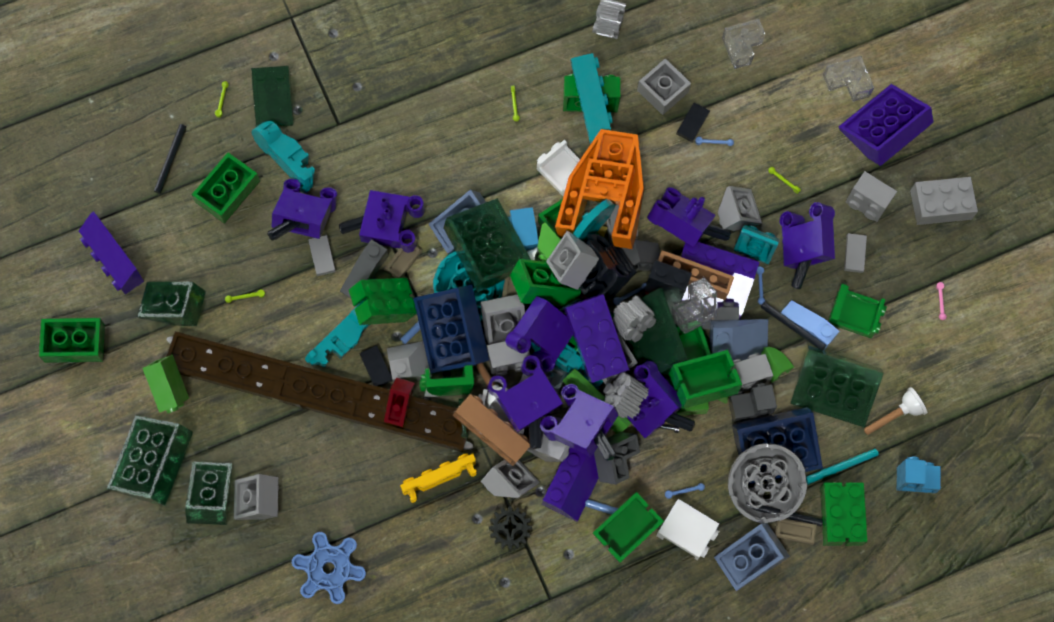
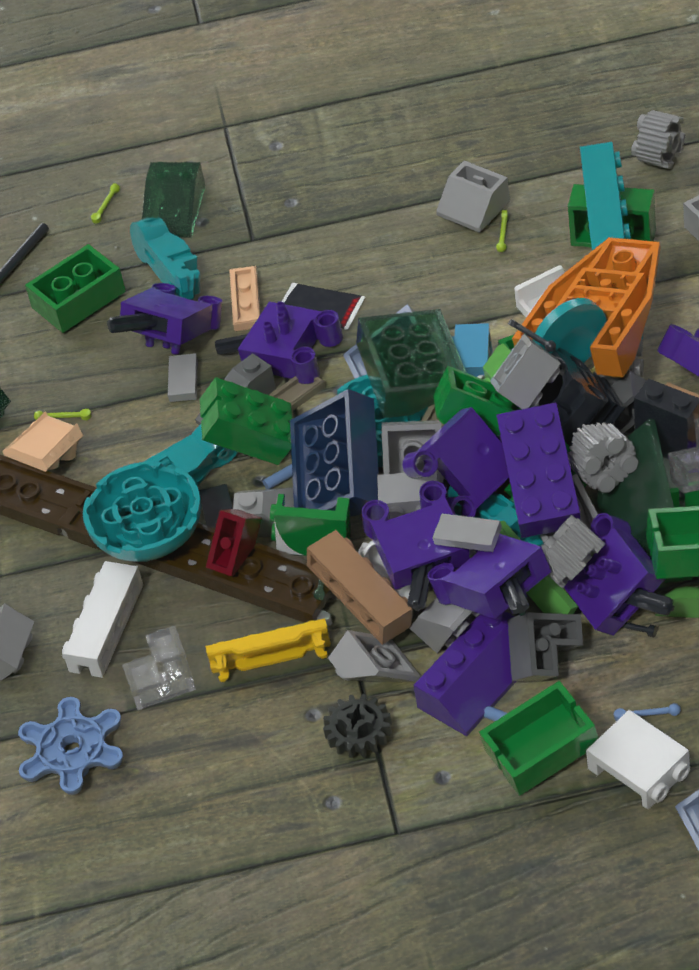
camera: 25 degrees right, 25 degrees down
(242, 329) = (45, 443): none -> light nougat slope
(321, 370) = (161, 505): none -> teal brick
(323, 466) = (103, 618): none -> white brick
(347, 180) = (244, 297): none -> light nougat tile
(372, 507) = (162, 673): none -> clear brick
(401, 180) = (322, 299): none -> black sticker
(489, 79) = (473, 196): none -> light grey slope
(562, 396) = (467, 532): none -> light grey tile
(587, 241) = (550, 345): none -> black hinge

